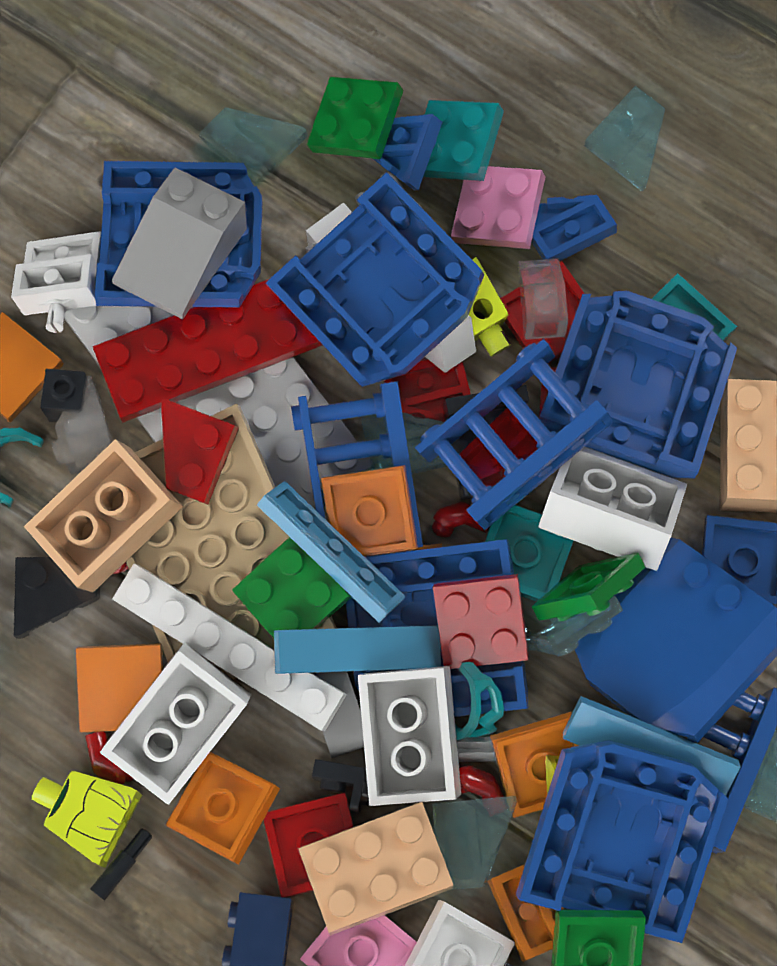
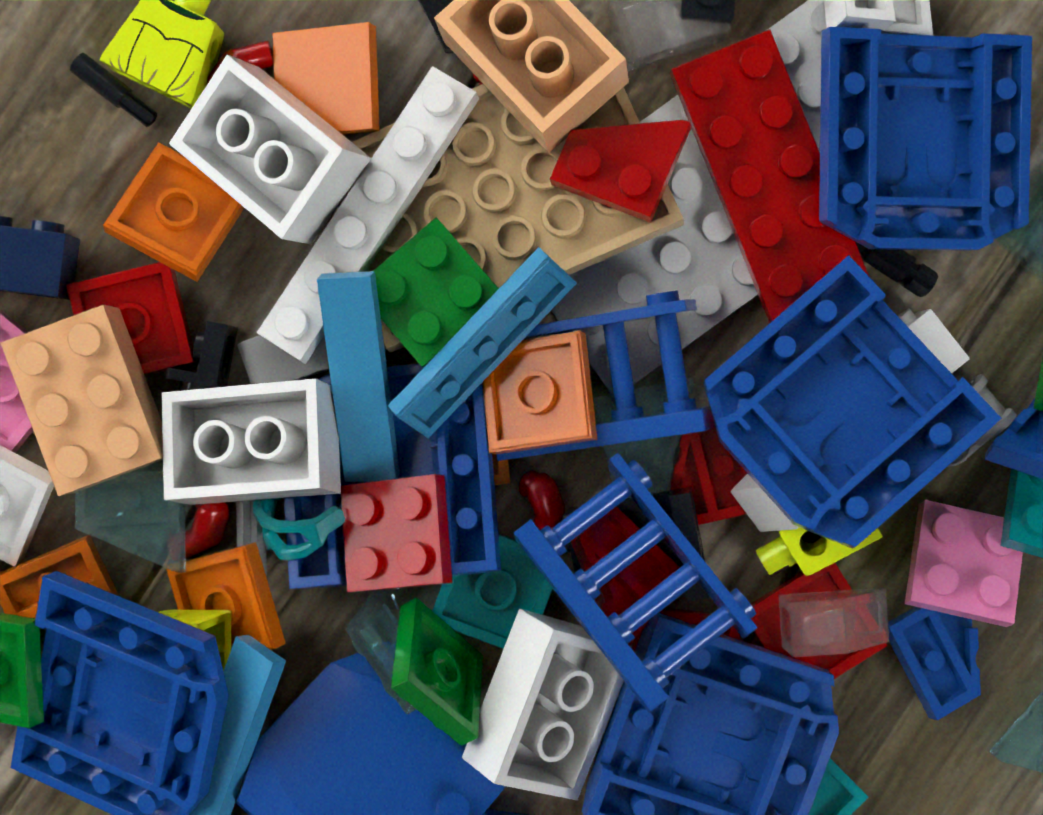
camera: 90 degrees right, 15 degrees up
(180, 243) = (905, 139): light grey slope -> none
(274, 254) = (901, 267): none -> black axle

